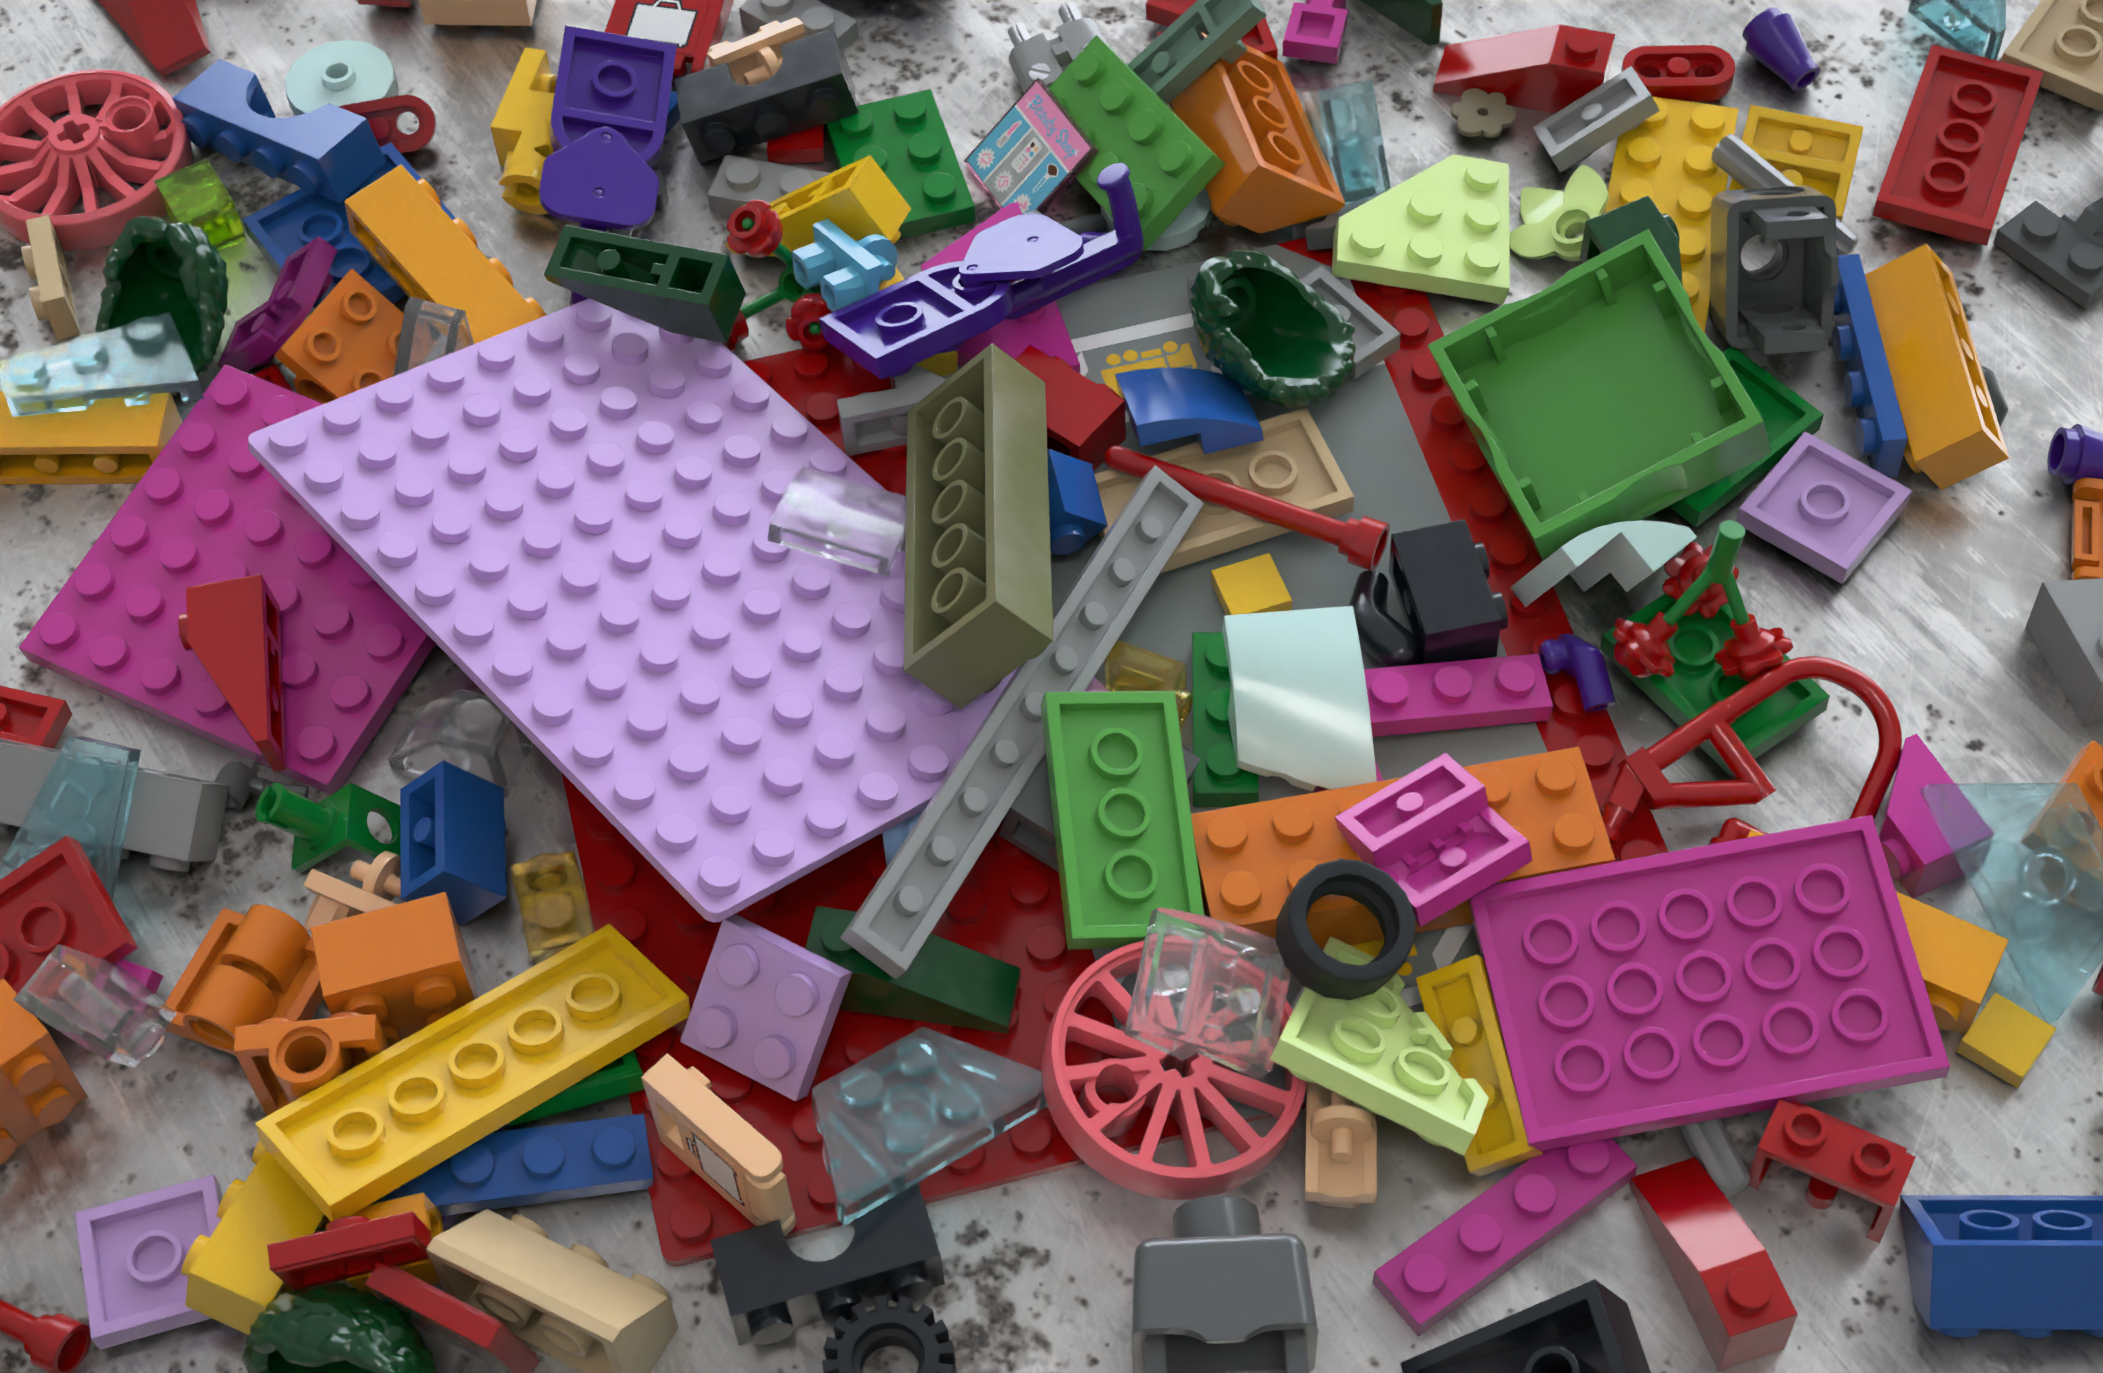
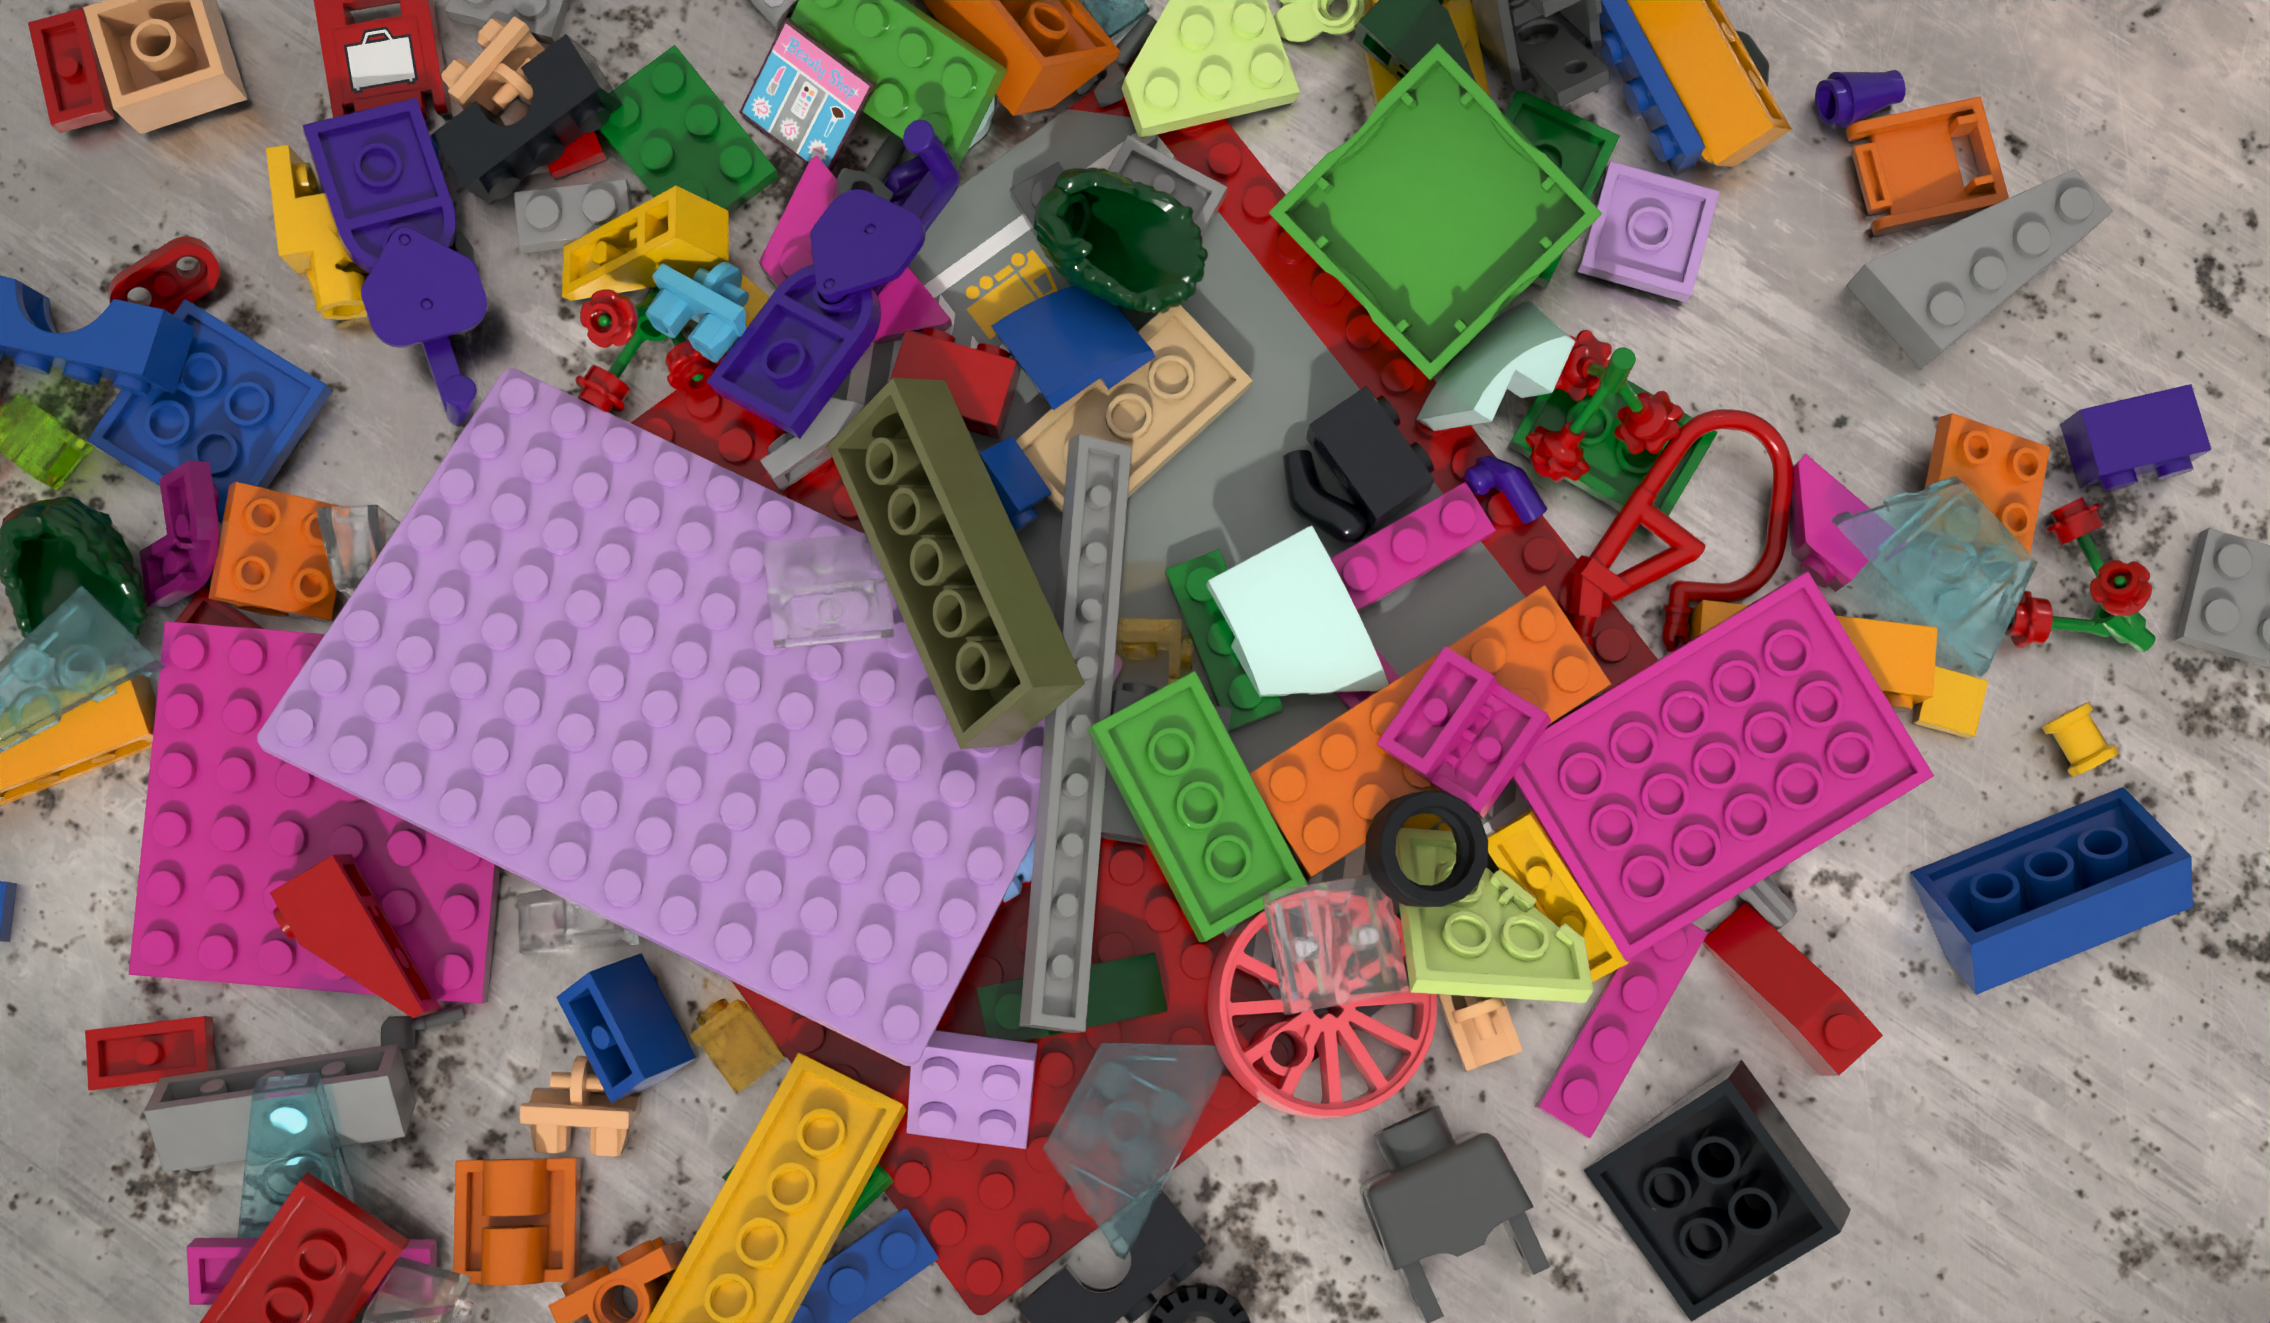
camera: 25 degrees left, 25 degrees up
(330, 824) = (508, 1045): green bracket -> none
(340, 76) = (121, 241): light aqua plate -> none
(396, 964) = (646, 1178): orange brick -> none
(434, 255) = (315, 438): light orange brick -> none
(651, 280) = (526, 400): slope -> none
(718, 1143) = (986, 1231): light nougat container -> none
(1251, 587) = (1196, 504): yellow tile -> none
(1358, 539) = (1276, 430): red piece -> none
(1836, 1158) = (1861, 879): red window -> none

